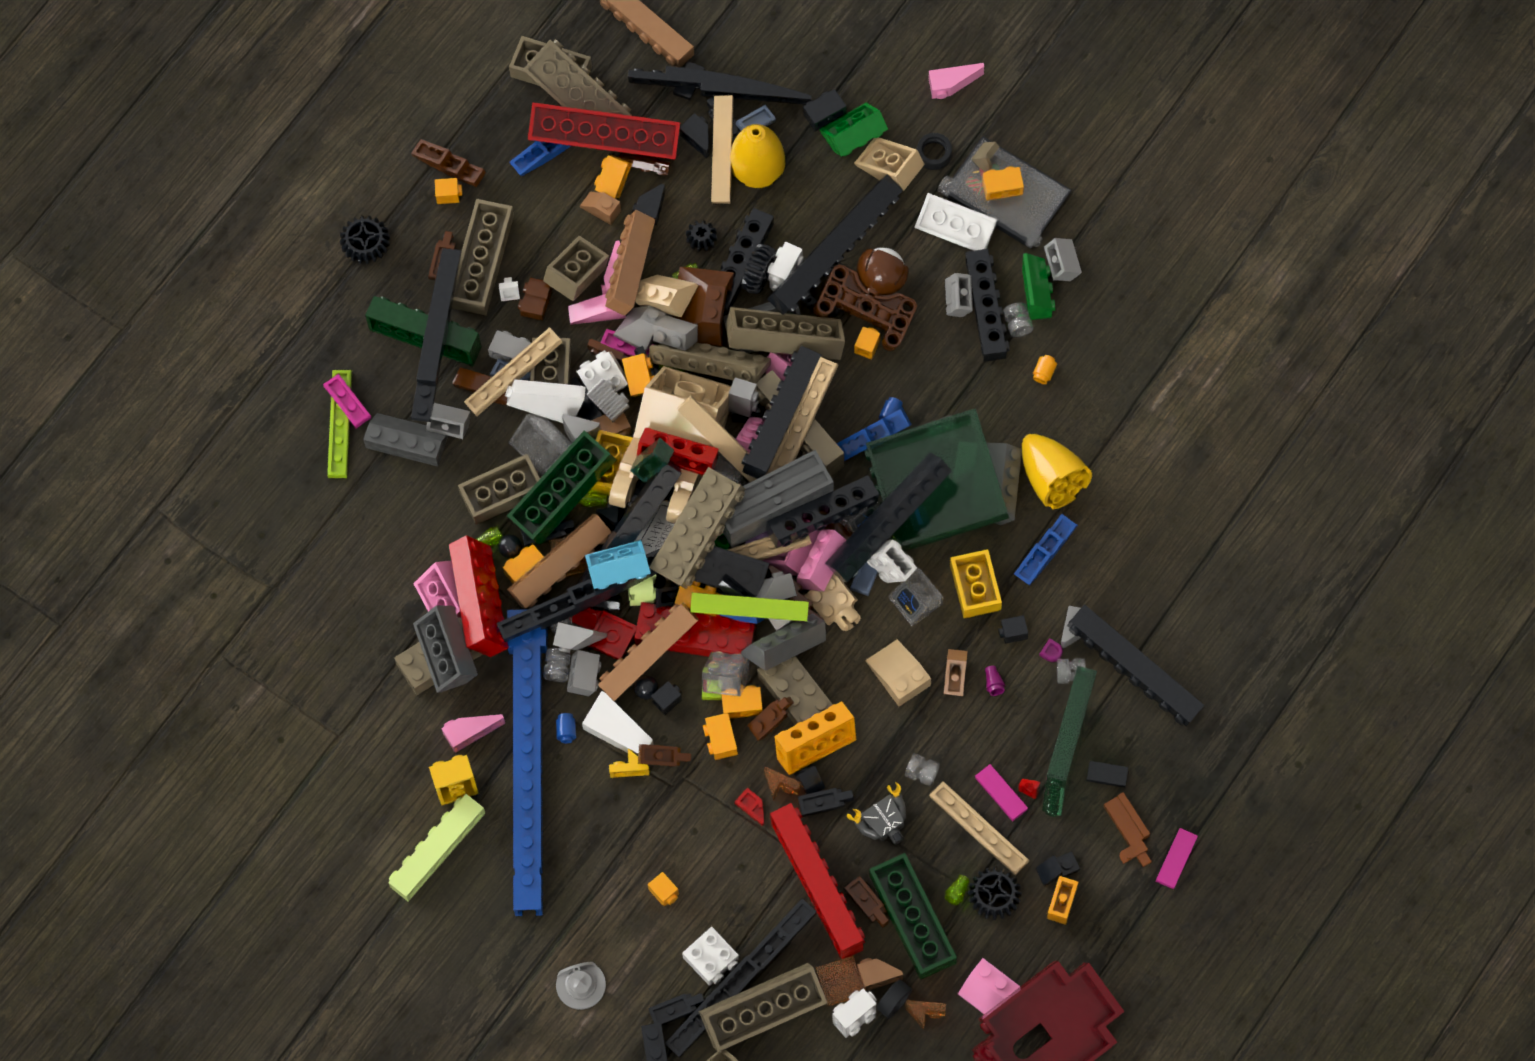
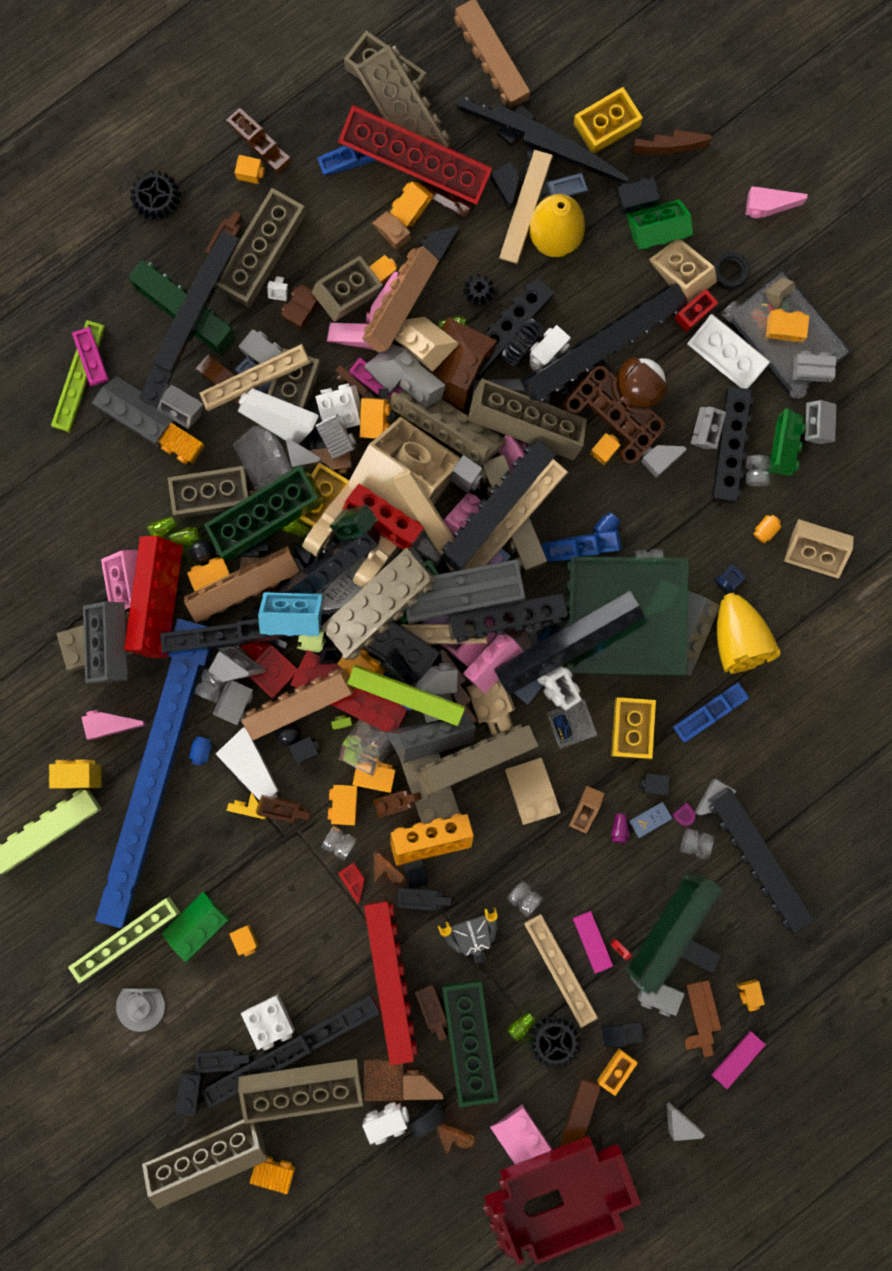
camera: 15 degrees right, 15 degrees up
(459, 455) = (181, 444): none -> light orange brick
(468, 530) = (161, 527): none -> clear neon green cone
(547, 921) = (124, 940): none -> yellowish green brick
(605, 241) = (384, 269): none -> light orange brick
(612, 892) = (195, 926): none -> green slope
(695, 662) = (341, 722): none -> lime plate
(727, 772) = (338, 843): none -> clear wheel
(775, 51) = (607, 120): none -> yellow brick
(834, 650) = (475, 760): none -> dark tan brick
(849, 52) = (680, 142): none -> reddish brown slope
(912, 194) = (696, 310): none -> red brick
(923, 335) = (661, 457): none -> light grey slope
(1020, 664) = (650, 819): none -> sand blue tile
(1024, 425) = (729, 579): none -> dark blue tile
(1040, 212) = (814, 367): none -> light grey brick
(1040, 944) = (580, 1112): none -> reddish brown slope
(1082, 821) = (667, 1000): none -> light grey brick
(1099, 373) = (819, 549): none -> tan slope
(1140, 928) = (680, 1126): none -> light grey slope
(1168, 793) = (751, 994): none -> light orange brick

